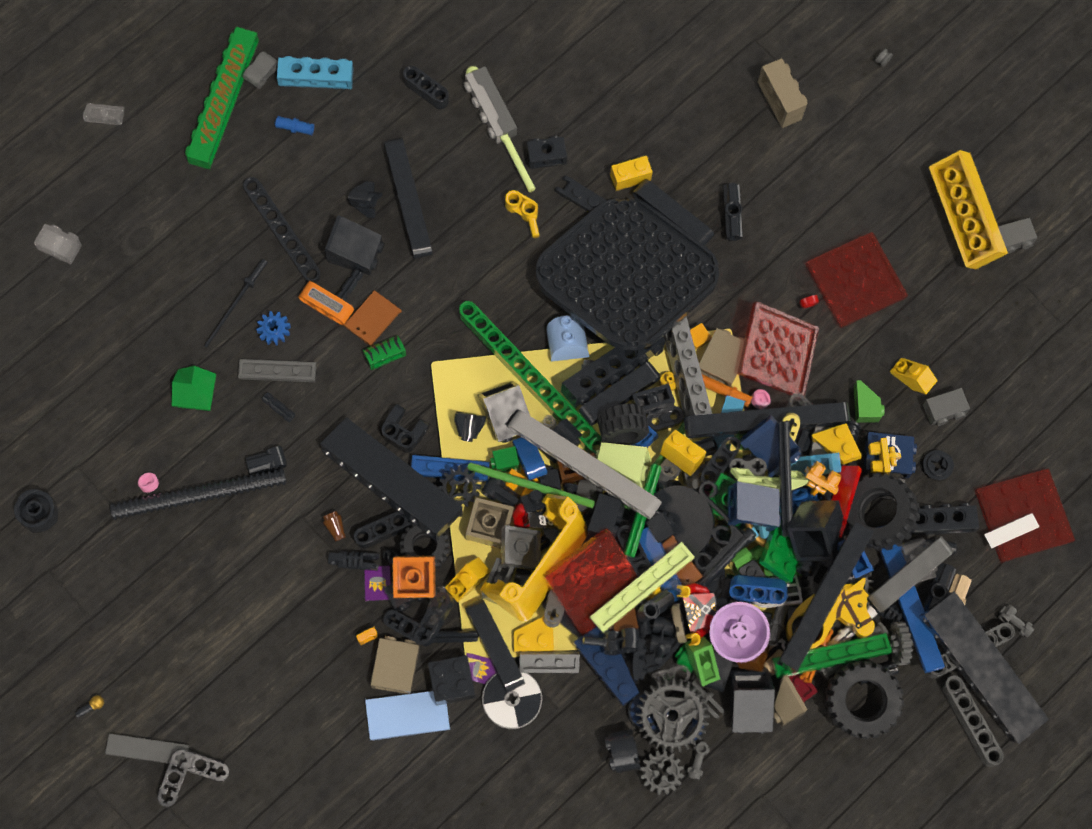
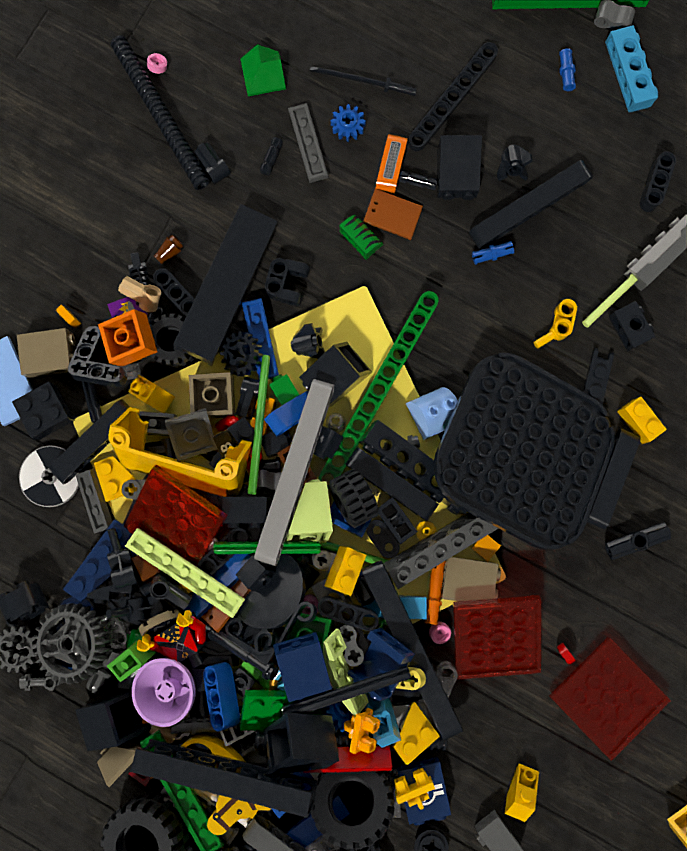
camera: 80 degrees right, 10 degrees up
(377, 554) = (146, 296): none -> tan piece
(440, 244) = (493, 252): none -> blue pin
(481, 670) = (69, 434): dark purple sticker -> none
(867, 404) = (472, 749): bright green slope -> none

